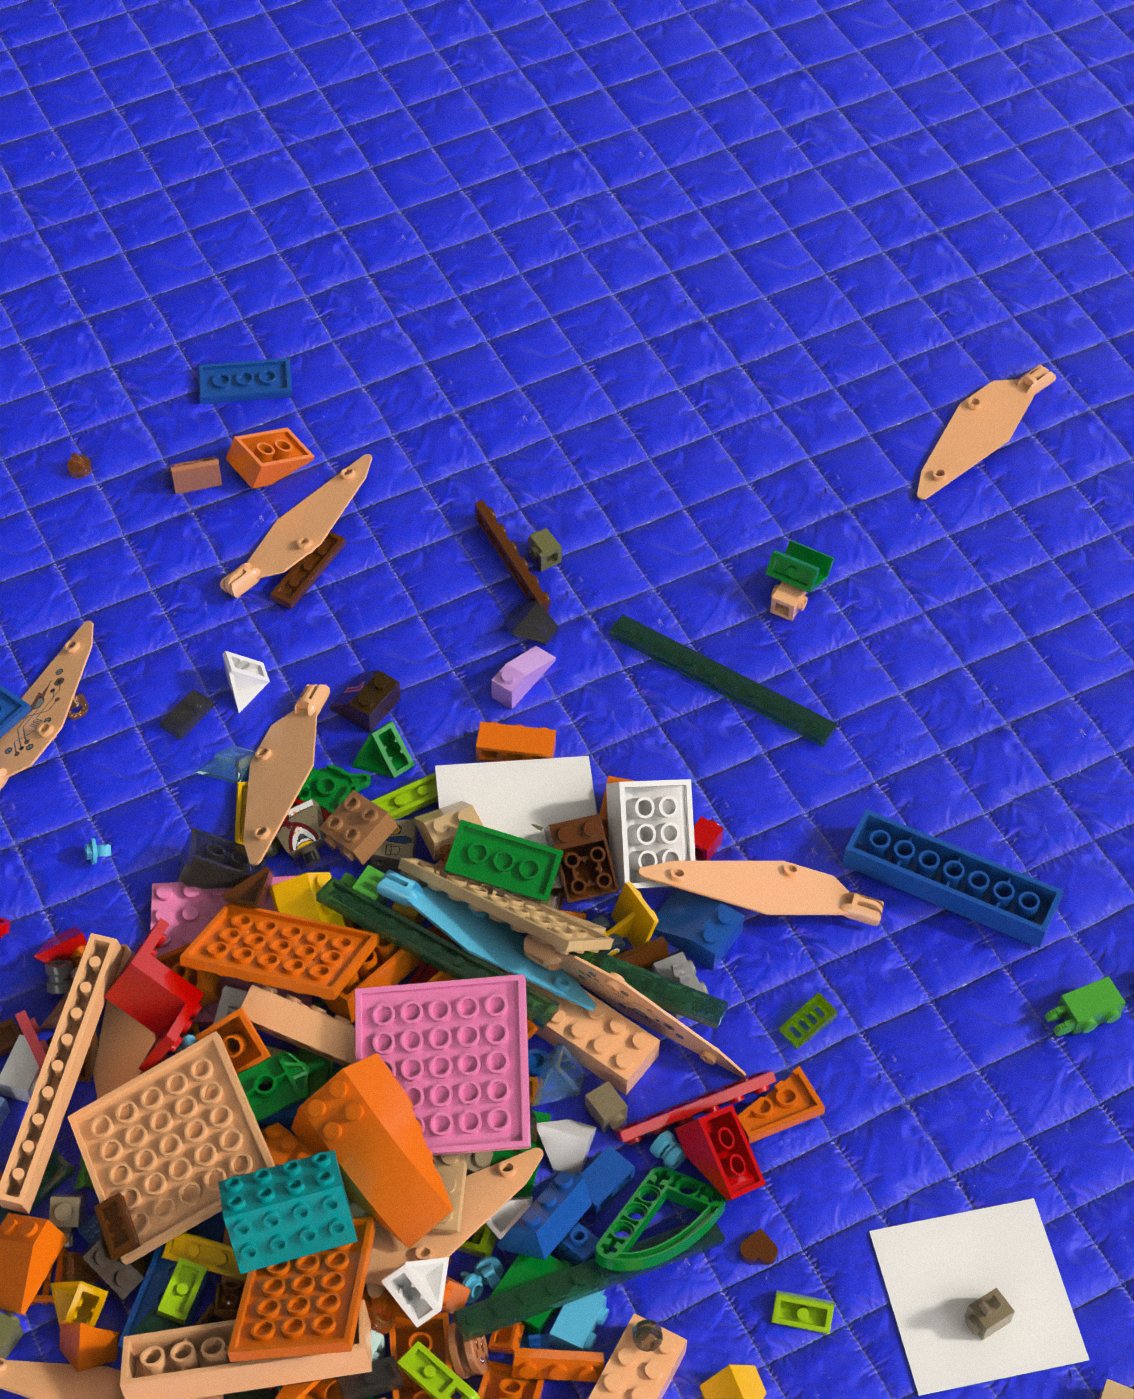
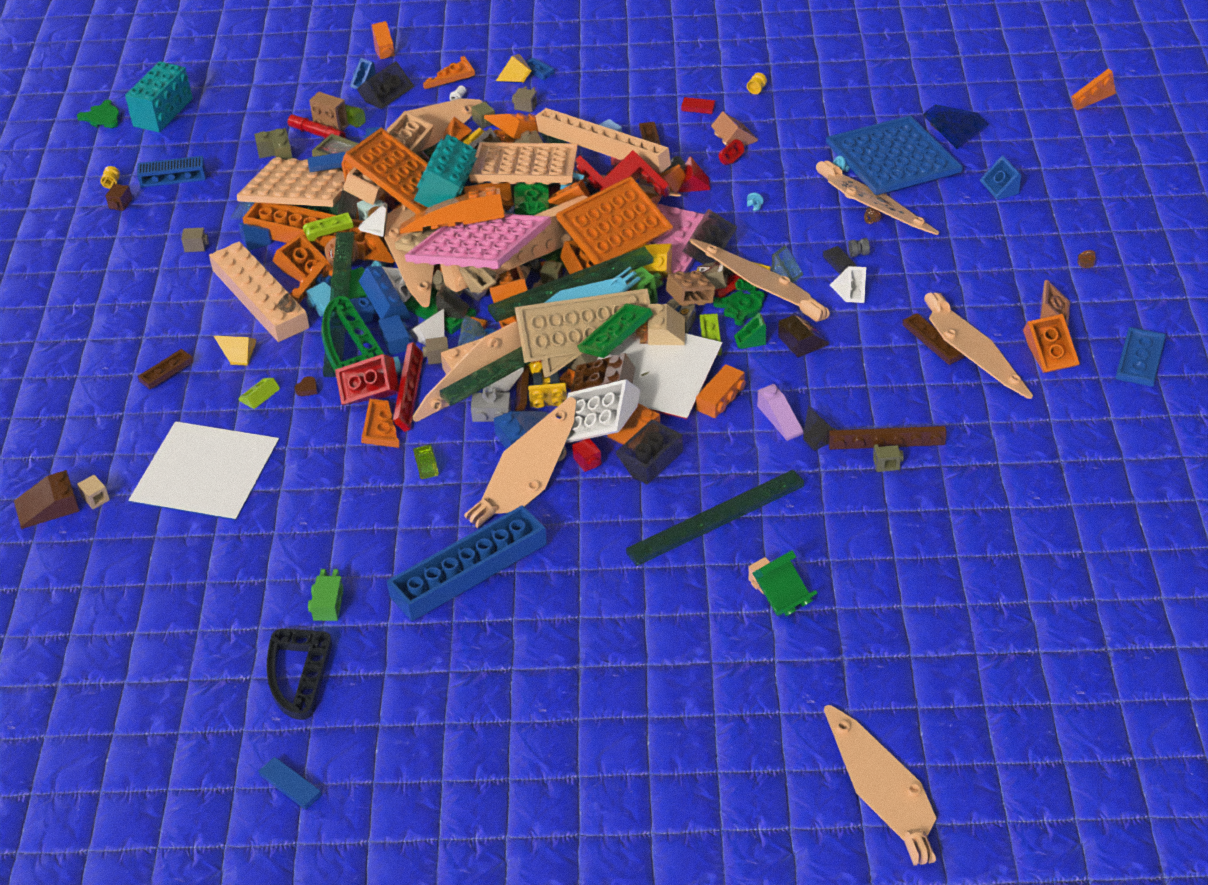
camera: 120 degrees right, 10 degrees down
(117, 1226) = (496, 139): reddish brown plate -> none
(156, 695) = (859, 247): none -> dark grey wheel
(253, 890) = (672, 234): reddish brown slope -> none
(669, 760) = (650, 451): none -> clear smoke slope
(988, 1314) = (185, 458): dark tan brick -> none

